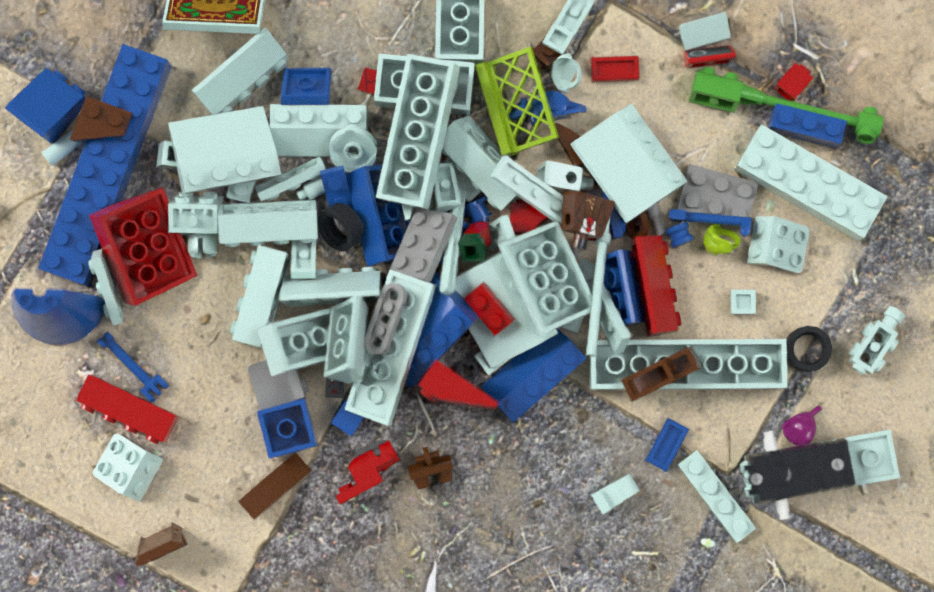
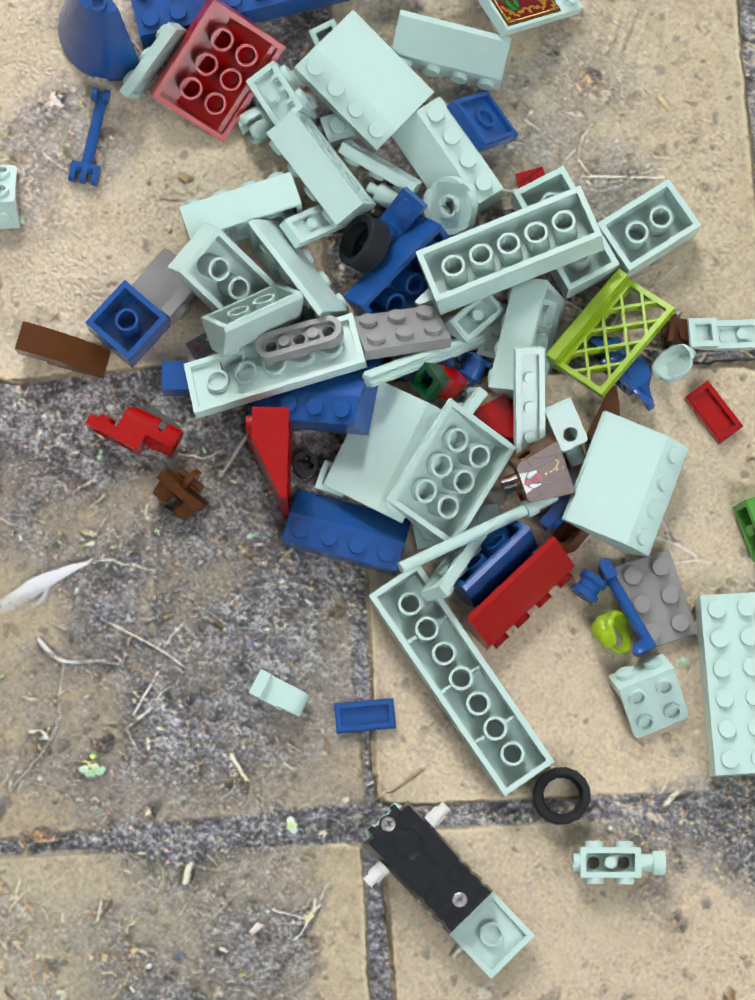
camera: 50 degrees right, 5 degrees down
(126, 408) = (46, 160): red brick -> none
(489, 308) = (380, 437): red plate -> none
(654, 215) = (591, 547): light grey bar -> none
(661, 373) = (432, 654): reddish brown slope -> none
(716, 496) = (345, 802): light aqua plate -> none
(743, 302) = (564, 696): light aqua plate -> none
(801, 427) = (475, 842): magenta piece -> none

